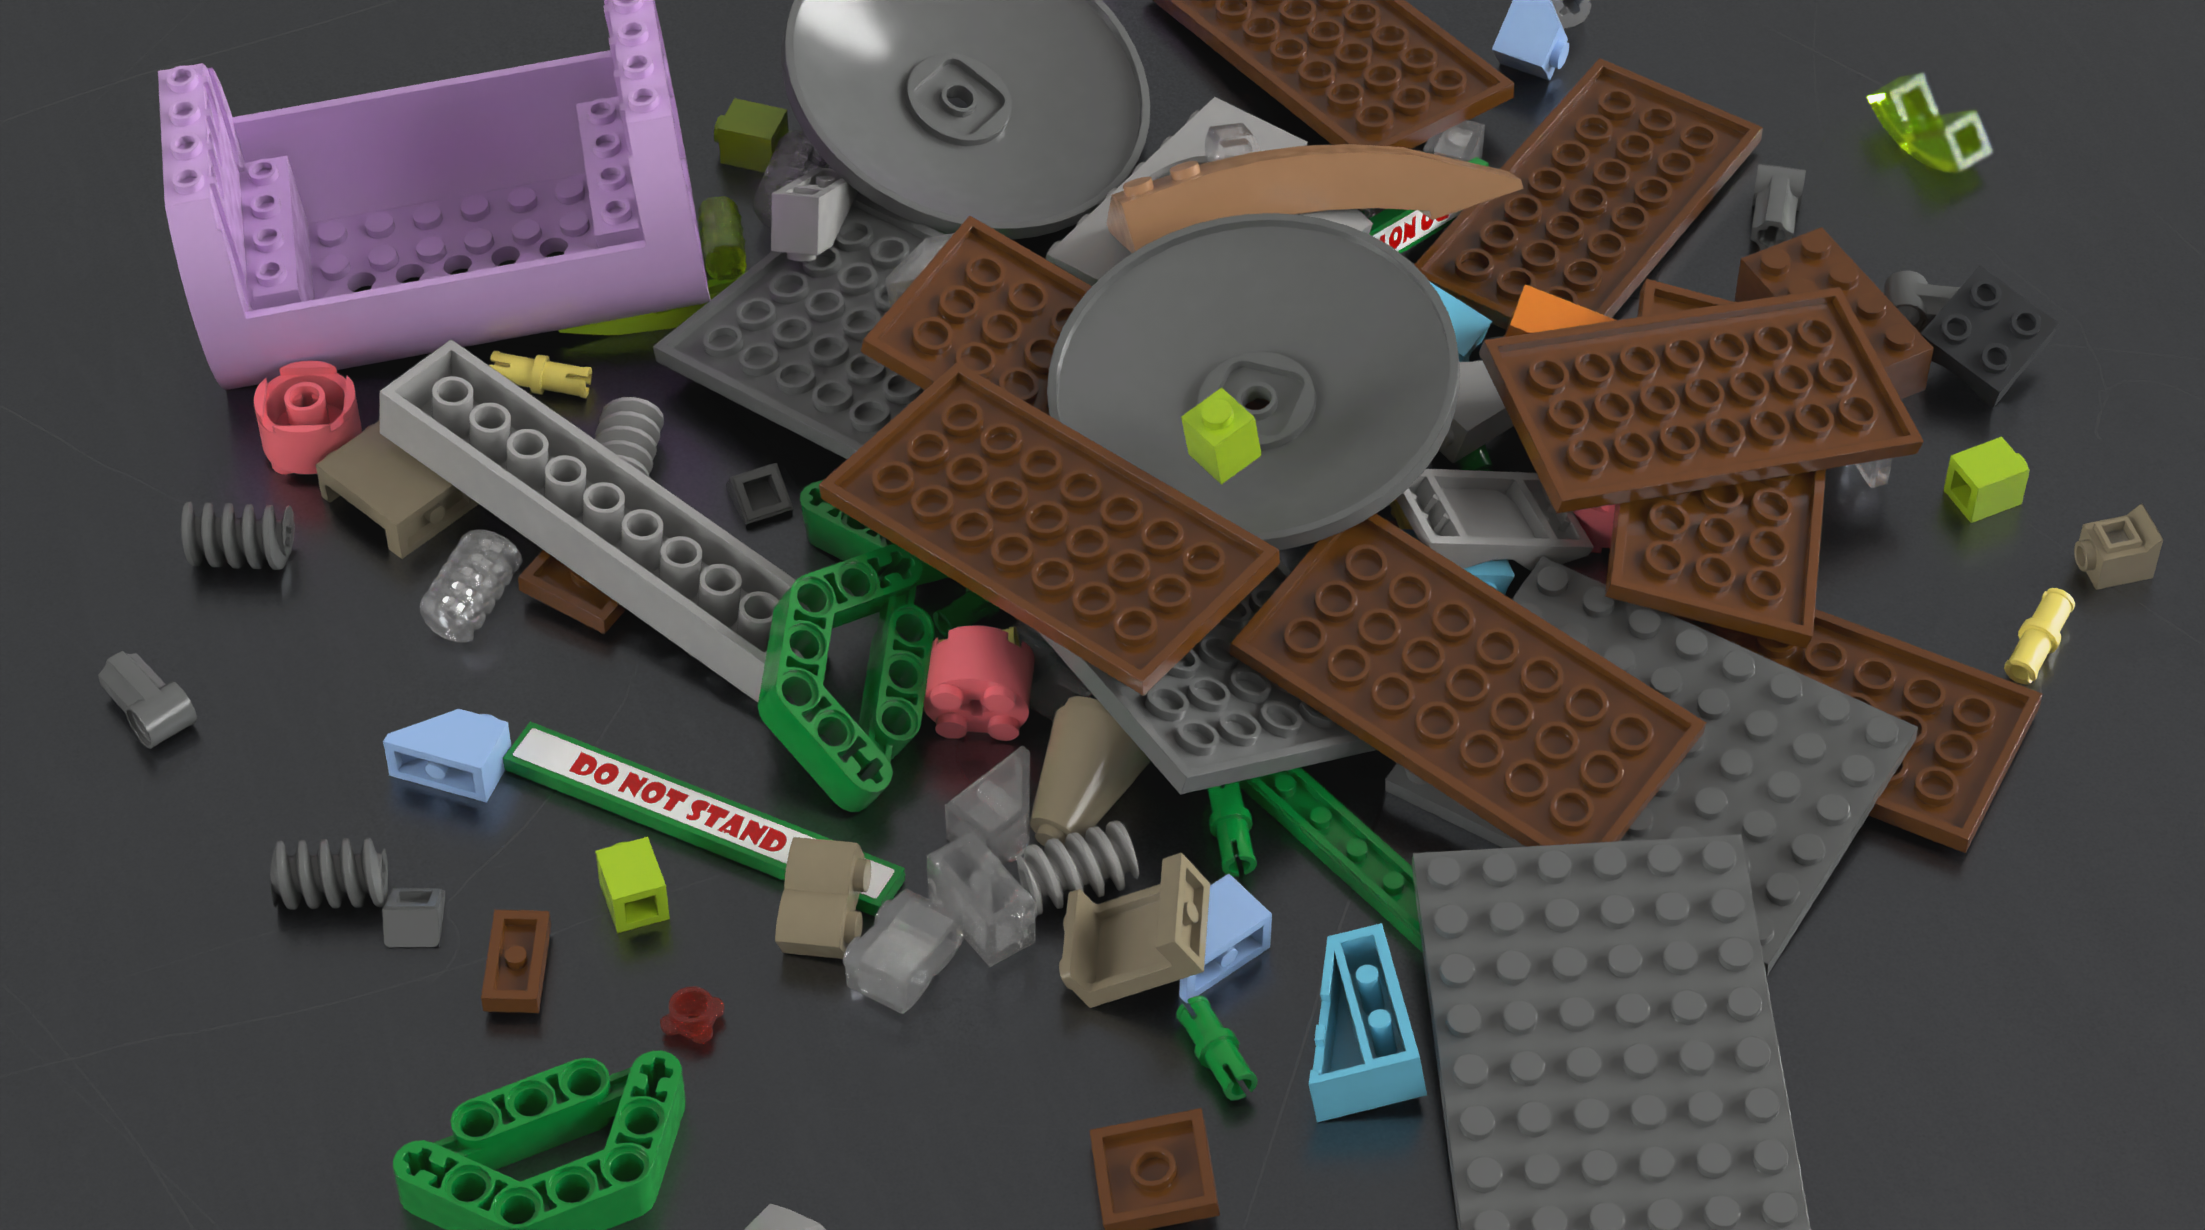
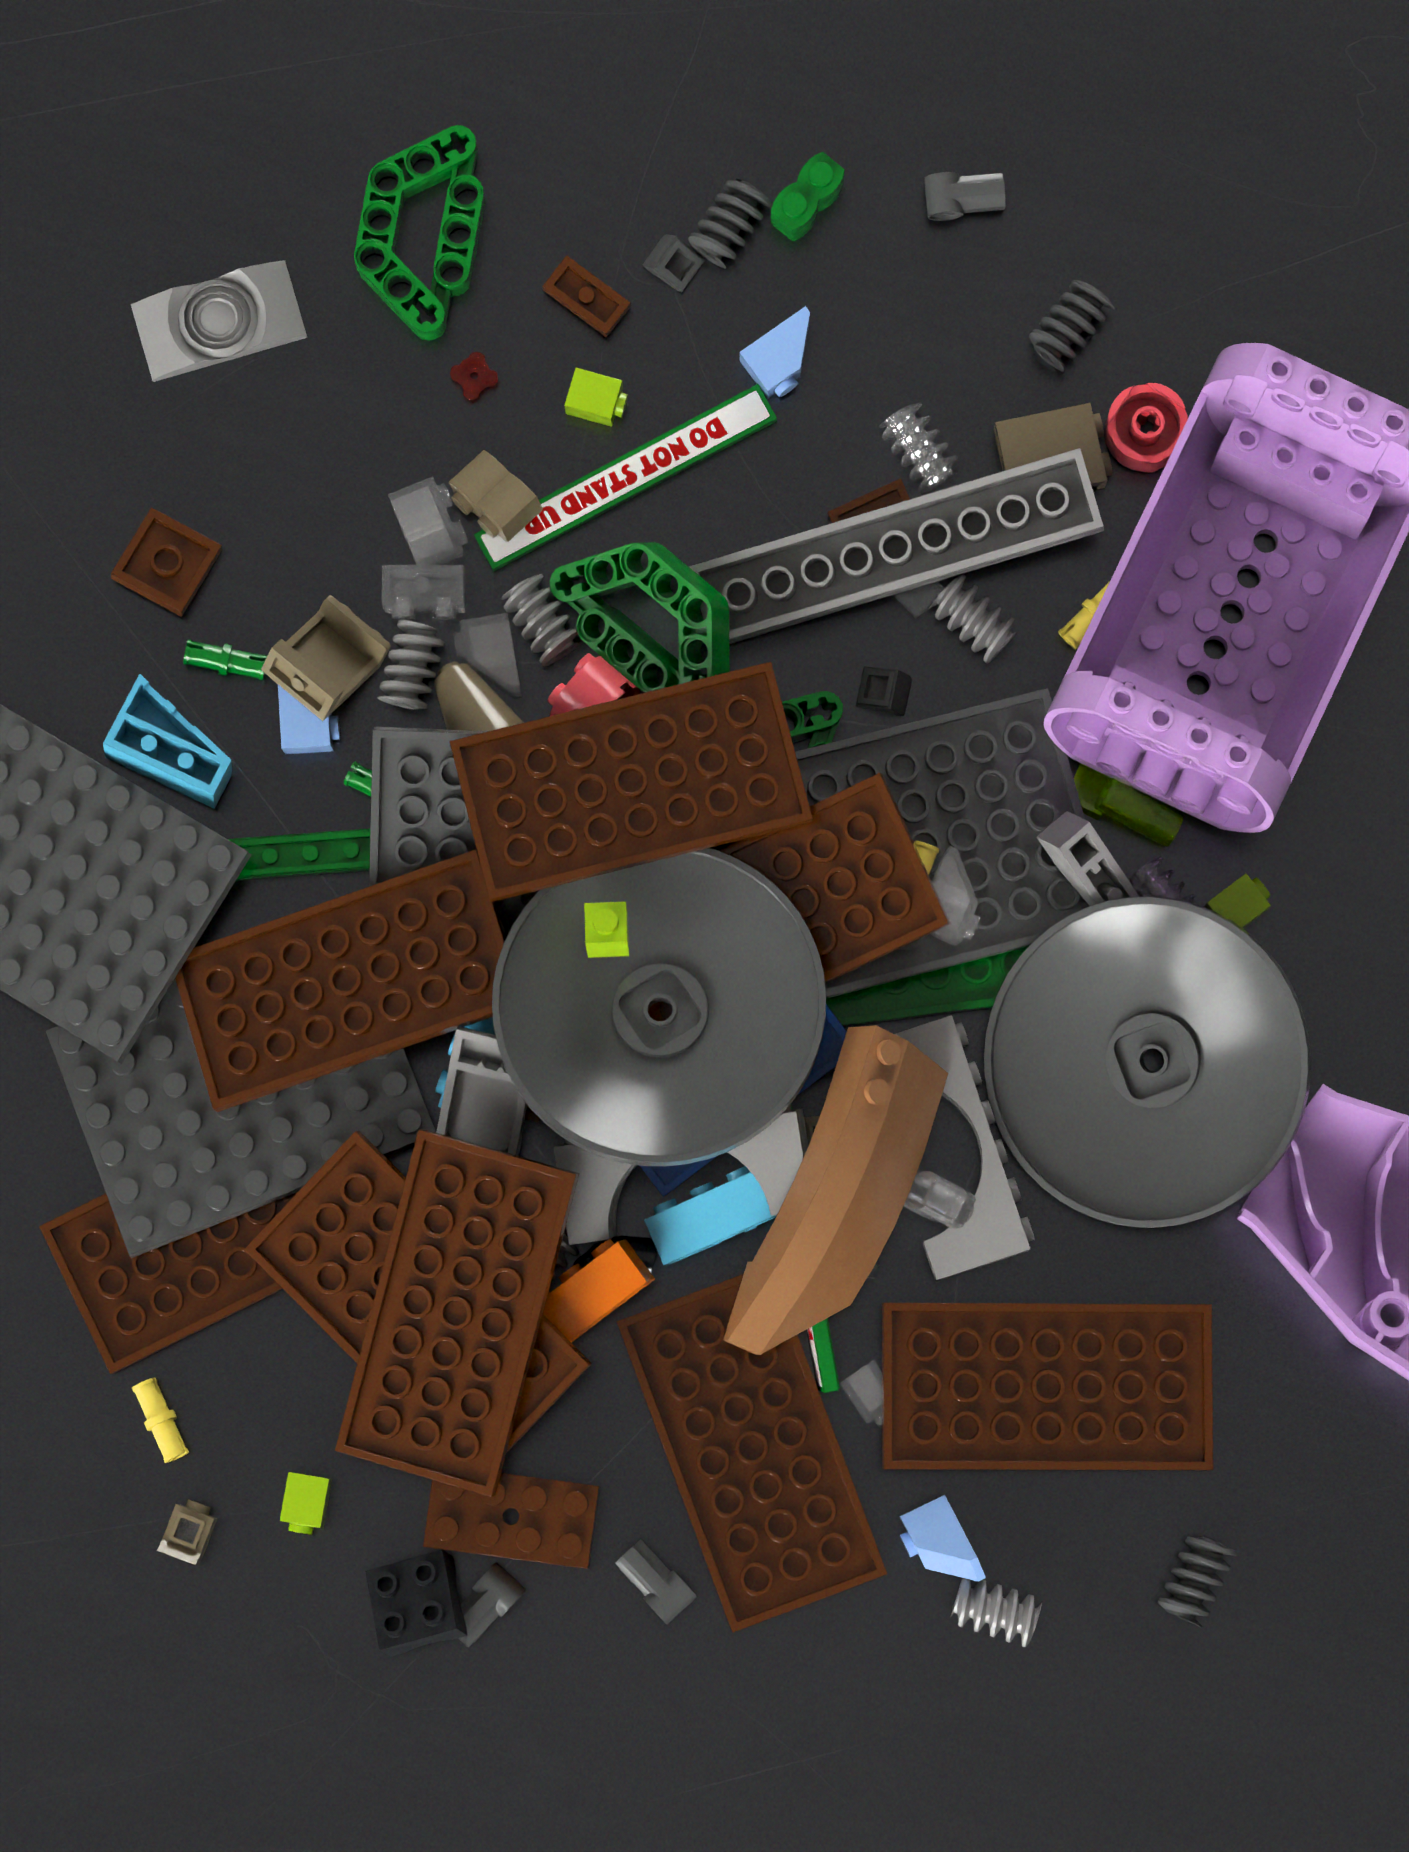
camera: 130 degrees right, 35 degrees up
(243, 821) = (815, 190): none -> green brick
(921, 787) = (540, 620): none -> light grey piece
(1914, 122) = (650, 1758): clear neon green brick -> none

